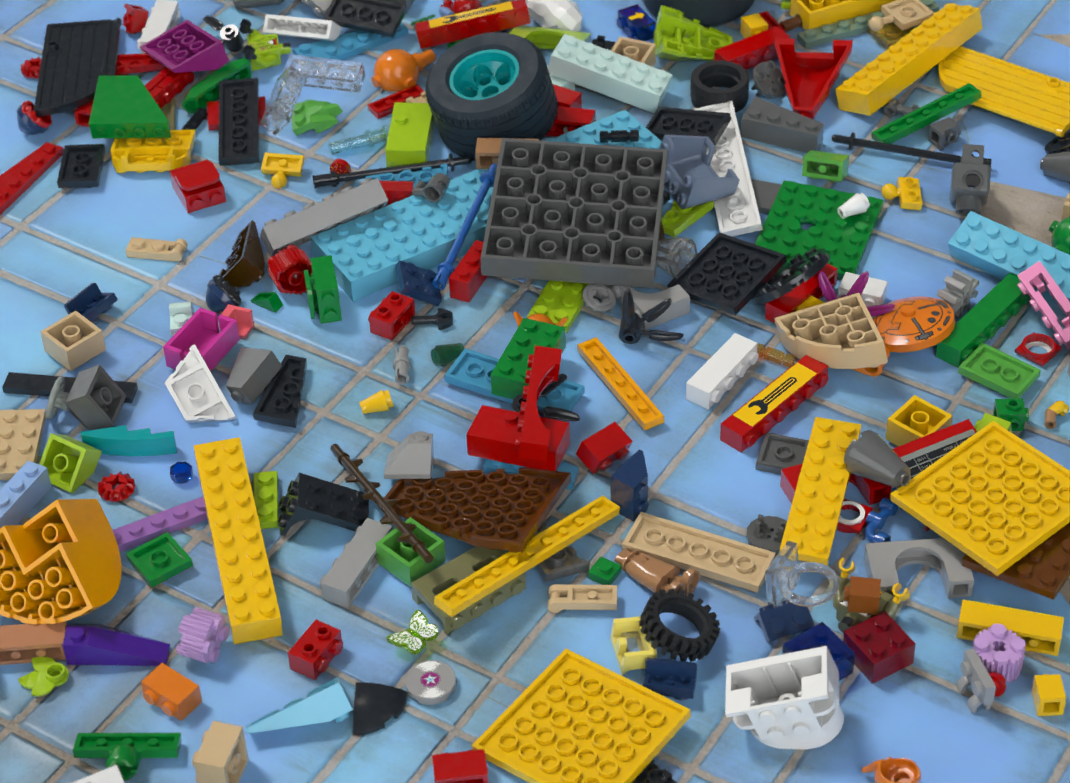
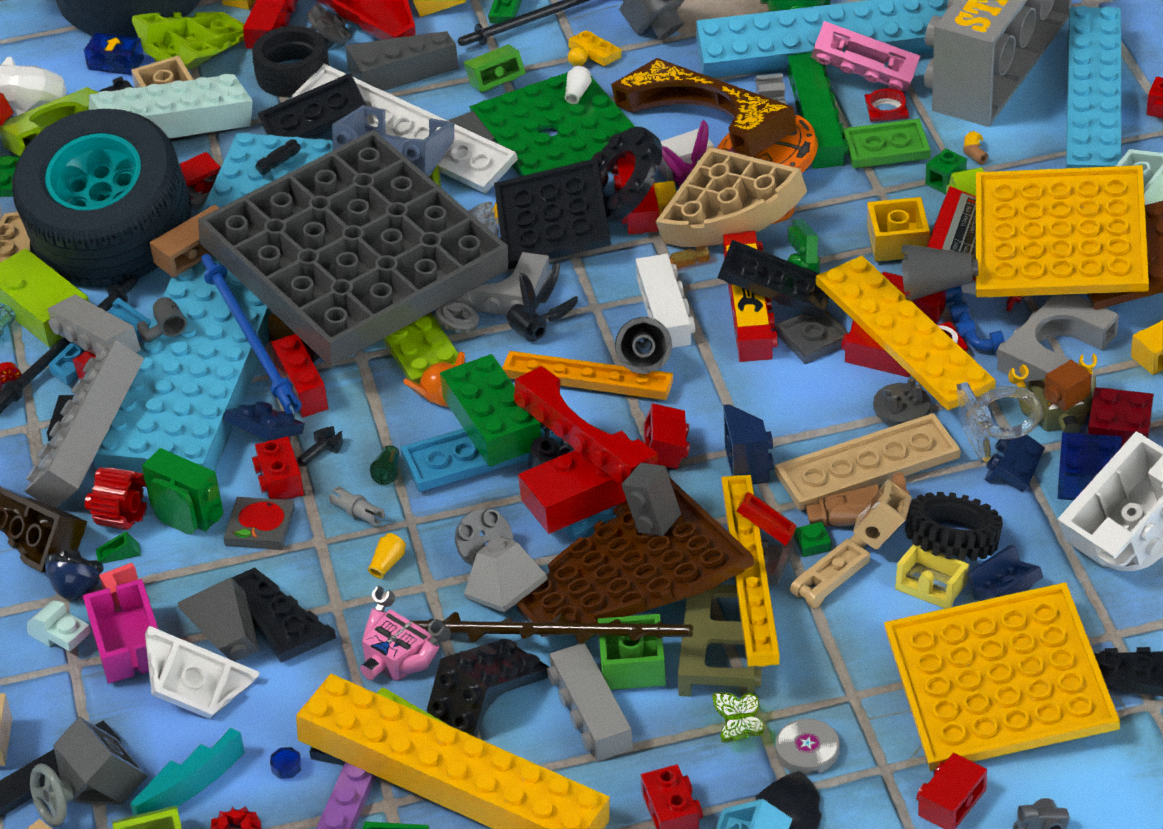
camera: 45 degrees left, 0 degrees up
(312, 450) = (395, 643): none -> bright pink torso
(347, 337) = (259, 523): none -> tile
(397, 169) = (90, 325): none -> light grey brick
(441, 429) = (467, 535): none -> dark grey plate
(519, 471) = (651, 499): none -> dark grey brick
(582, 536) = (766, 518): none -> red tile
(634, 585) = (881, 516): none -> tan torso
(659, 383) = (645, 353): none -> dark grey cone
(788, 399) = (773, 279): none -> black plate
(831, 395) = (805, 243): none -> green plate
(916, 294) = (756, 119): none -> reddish brown arch

